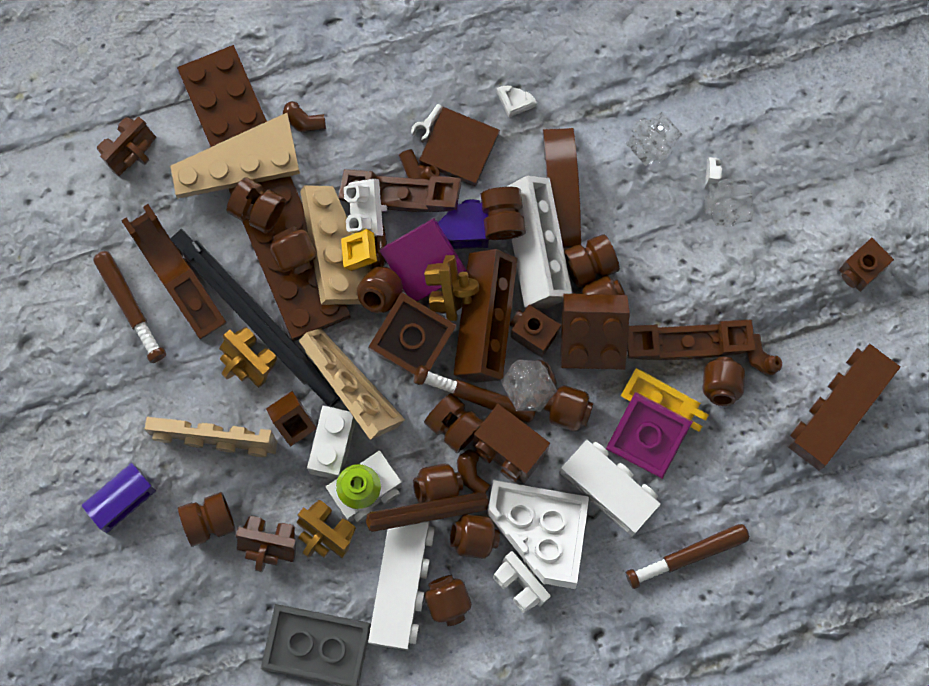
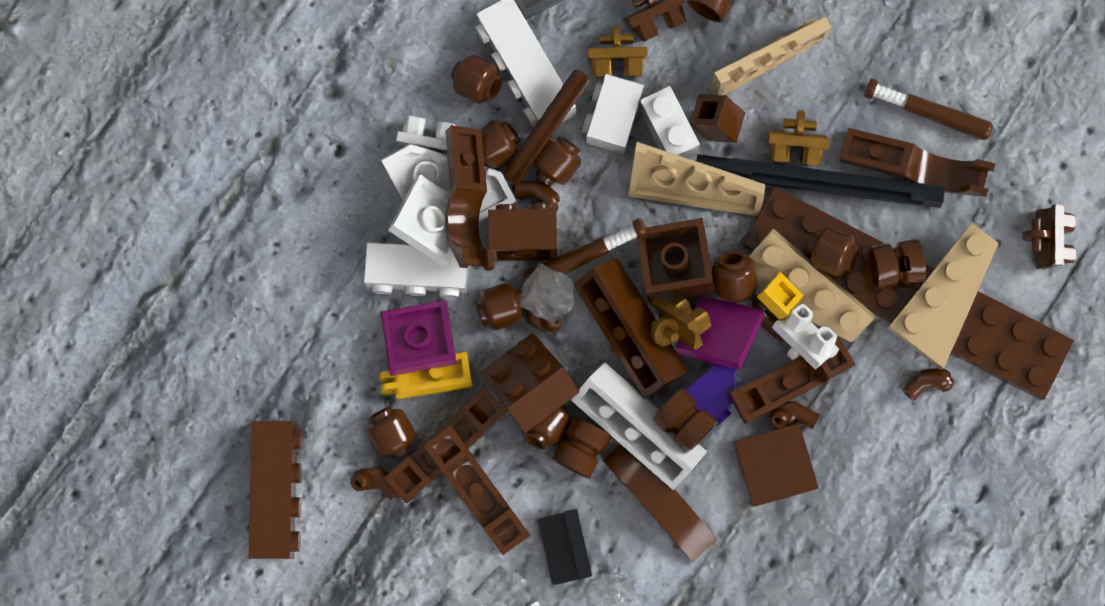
camera: 145 degrees right, 5 degrees up
(355, 496) = (623, 109): lime cone -> none
(427, 123) = (820, 464): white hand -> none
(461, 431) = (572, 217): reddish brown wheel -> none
(515, 100) = (763, 547): white tile -> none
(528, 505) = (466, 197): none -> reddish brown piece
(534, 330) = (582, 350): reddish brown brick -> none
(574, 505) = (422, 220): none -> white plate
(656, 205) = (564, 547): none -> black panel
(691, 290) = (476, 490): none -> reddish brown slope
(698, 551) = (309, 271): reddish brown piece -> none

